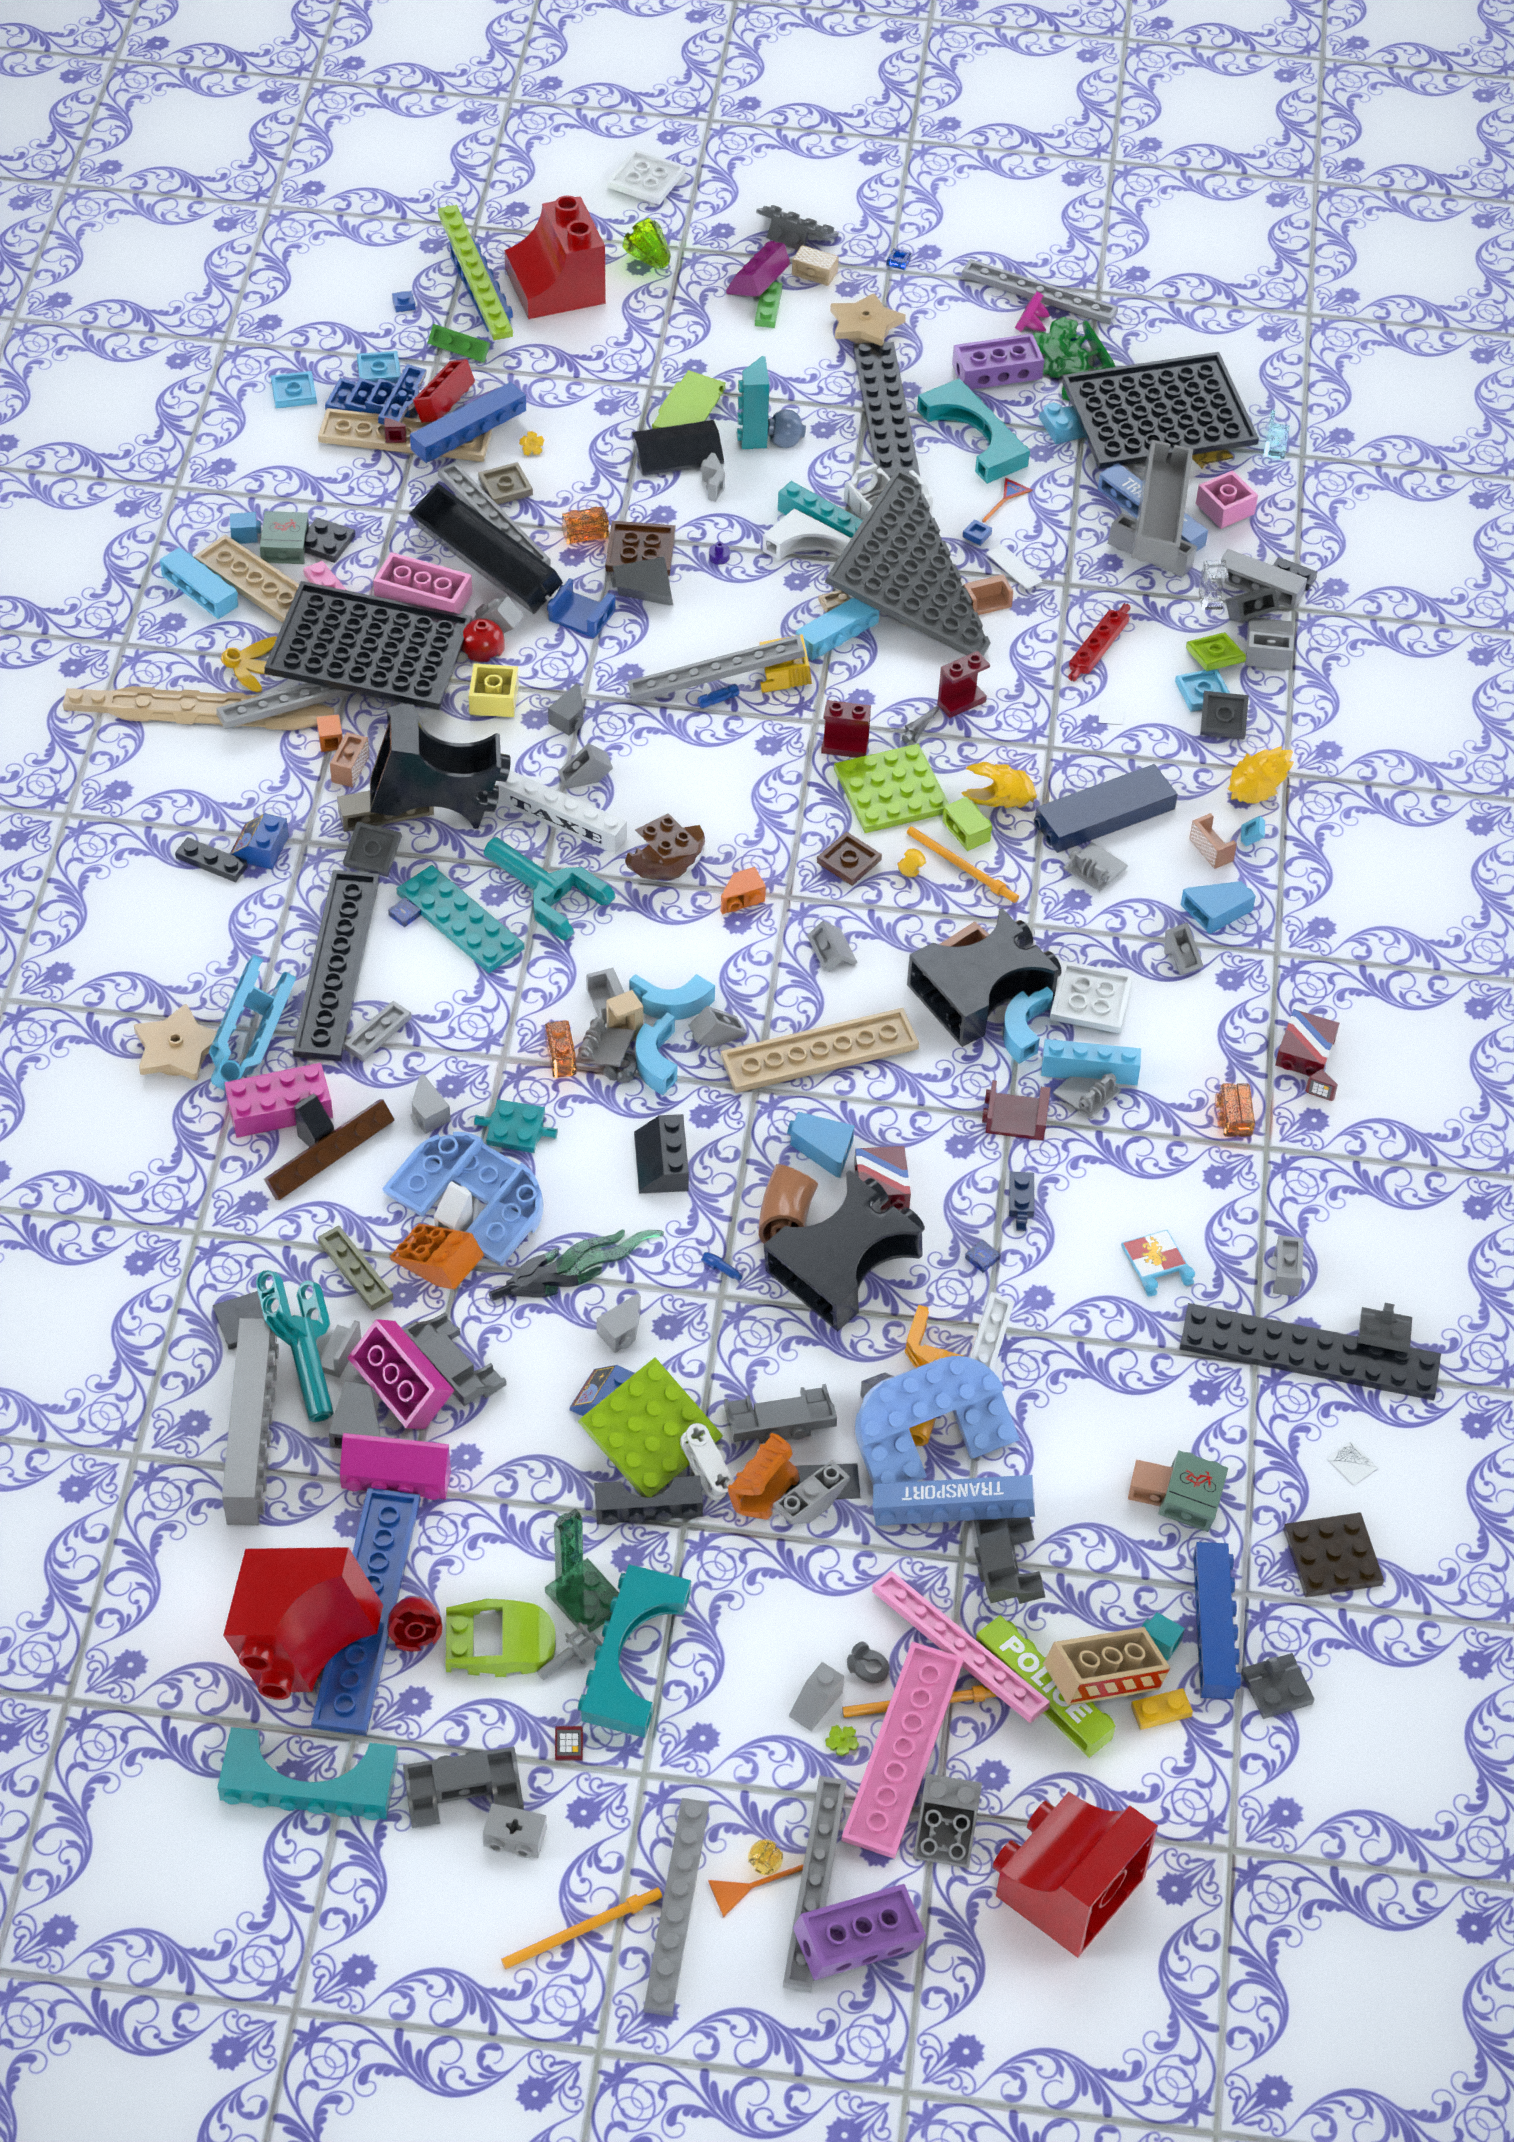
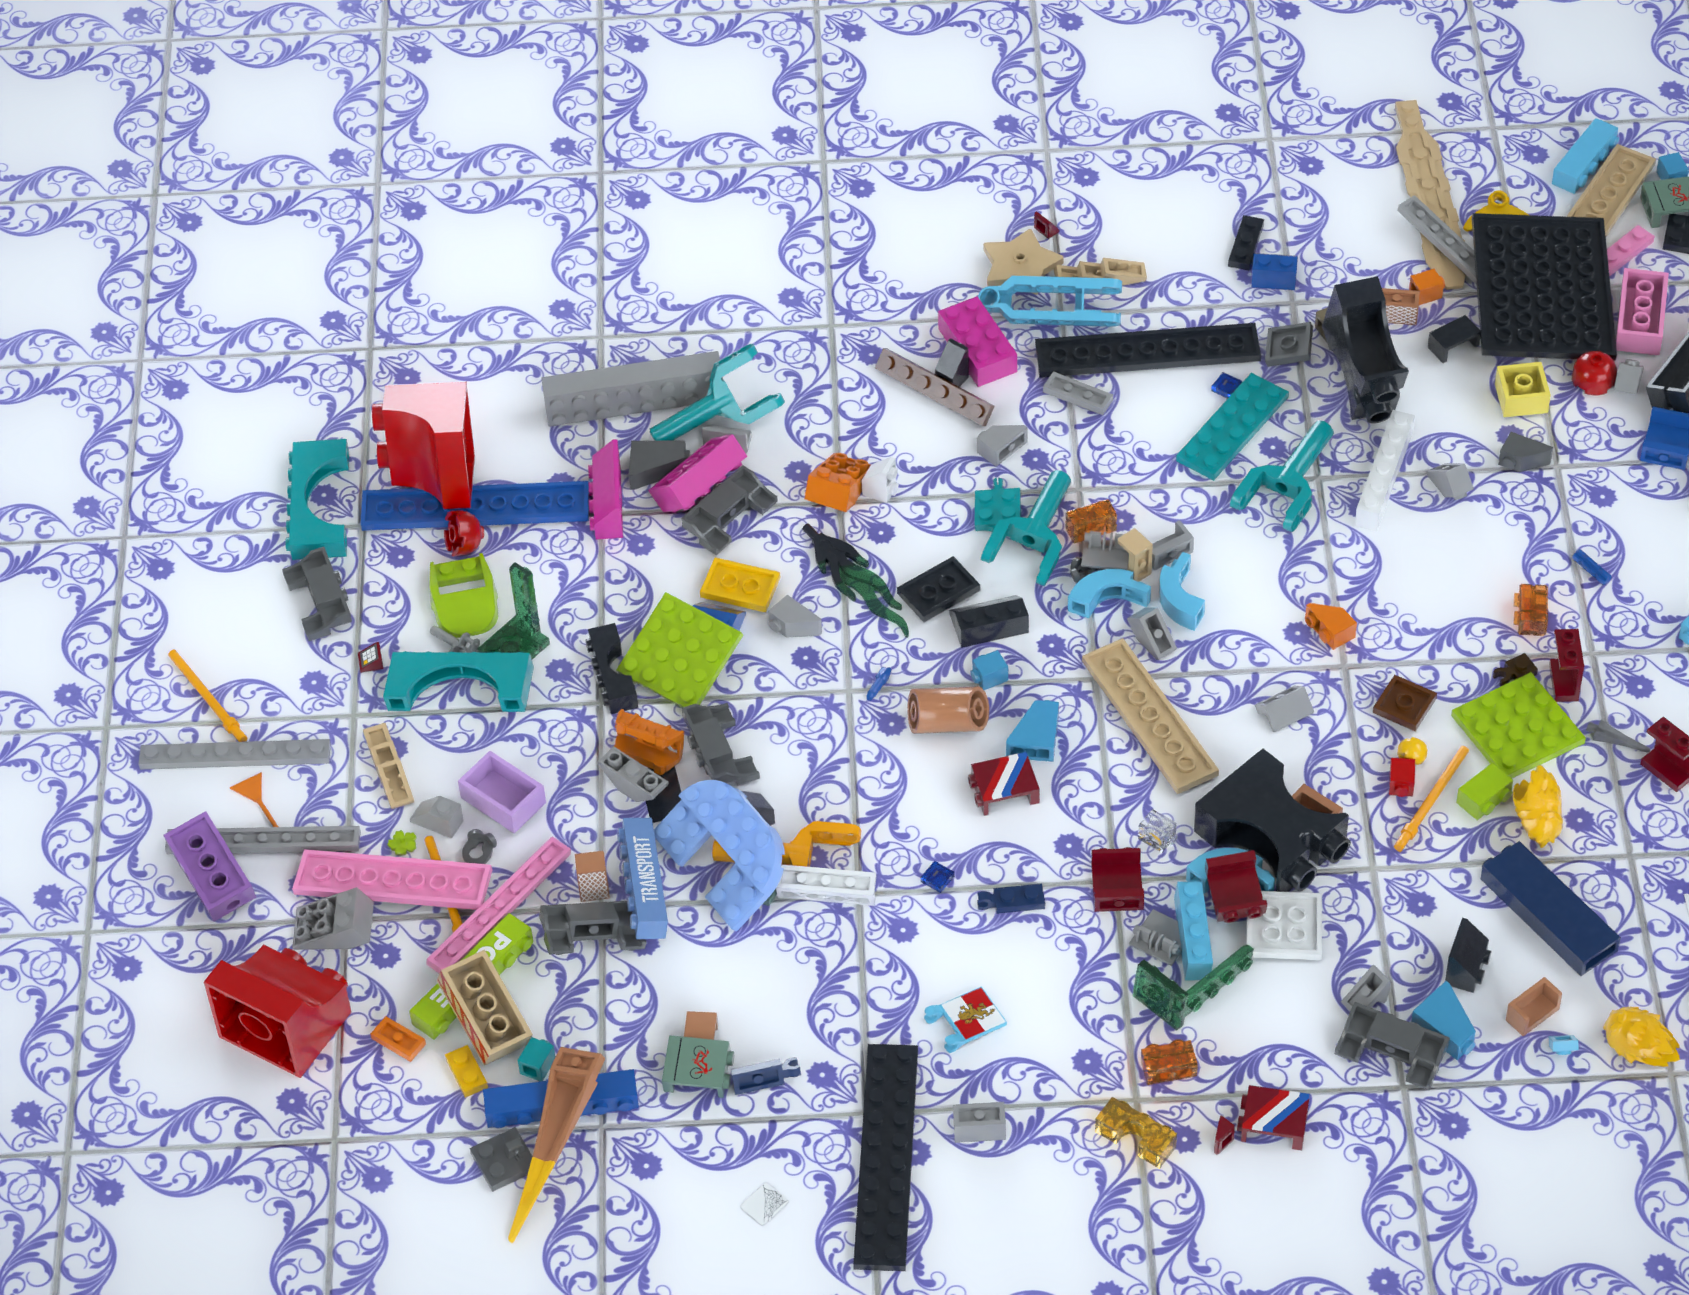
camera: 85 degrees right, 0 degrees up
(125, 1017) = (1044, 226): none -> dark red slope
(214, 983) = (1127, 271): none -> tan slope
(230, 1311) = (749, 377): tile -> none
(355, 1268) = (812, 430): olive plate -> none
(507, 1189) = (929, 502): light blue plate -> none
(528, 1830) = (284, 635): light grey brick -> none
(558, 1366) = (740, 584): none -> yellow plate
(560, 1097) = (1034, 530): none -> teal piece
(612, 1192) = (938, 589): none -> black plate
(670, 849) = (1353, 552): reddish brown animal -> none
(706, 1461) = (654, 693): white piece -> none
(716, 668) = (1613, 550): light grey plate -> none
(733, 1166) = (989, 670): none -> dark azure brick
(735, 1741) = (388, 766): none -> tan slope
(762, 745) = (1532, 609): none -> clear orange brick
(765, 1857) = (279, 801): clear yellow piece -> none
(788, 673) = (1650, 607): yellow piece -> none
(805, 1623) = (502, 791): none -> lavender piece
(826, 774) = (1515, 669): none -> dark brown plate
(832, 1258) = (891, 753): black brick -> none
(939, 877) = (1402, 777): none -> red brick
(942, 1549) = (592, 876): none -> nougat panel
(965, 1069) = (1157, 831): none -> clear brick
(1057, 1017) = (1235, 887): none -> dark red panel
(1095, 866) = (1469, 905): light grey hinge -> none
(1114, 1768) = (398, 1038): none -> orange plate
(1155, 875) = (1467, 957): none -> black slope
(1167, 1094) = (1172, 1002): none -> clear green bracket
(1207, 1432) = (763, 1075): none -> dark blue plate
(1234, 1598) = (567, 1094): none -> nougat plate
(1236, 939) = (1395, 1039): none -> dark grey bracket
(1322, 1135) = (1120, 1119): none -> clear yellow arch
(1333, 1554) = (654, 1193): dark brown plate -> none
(1385, 1328) = (920, 1212): dark grey hinge -> none

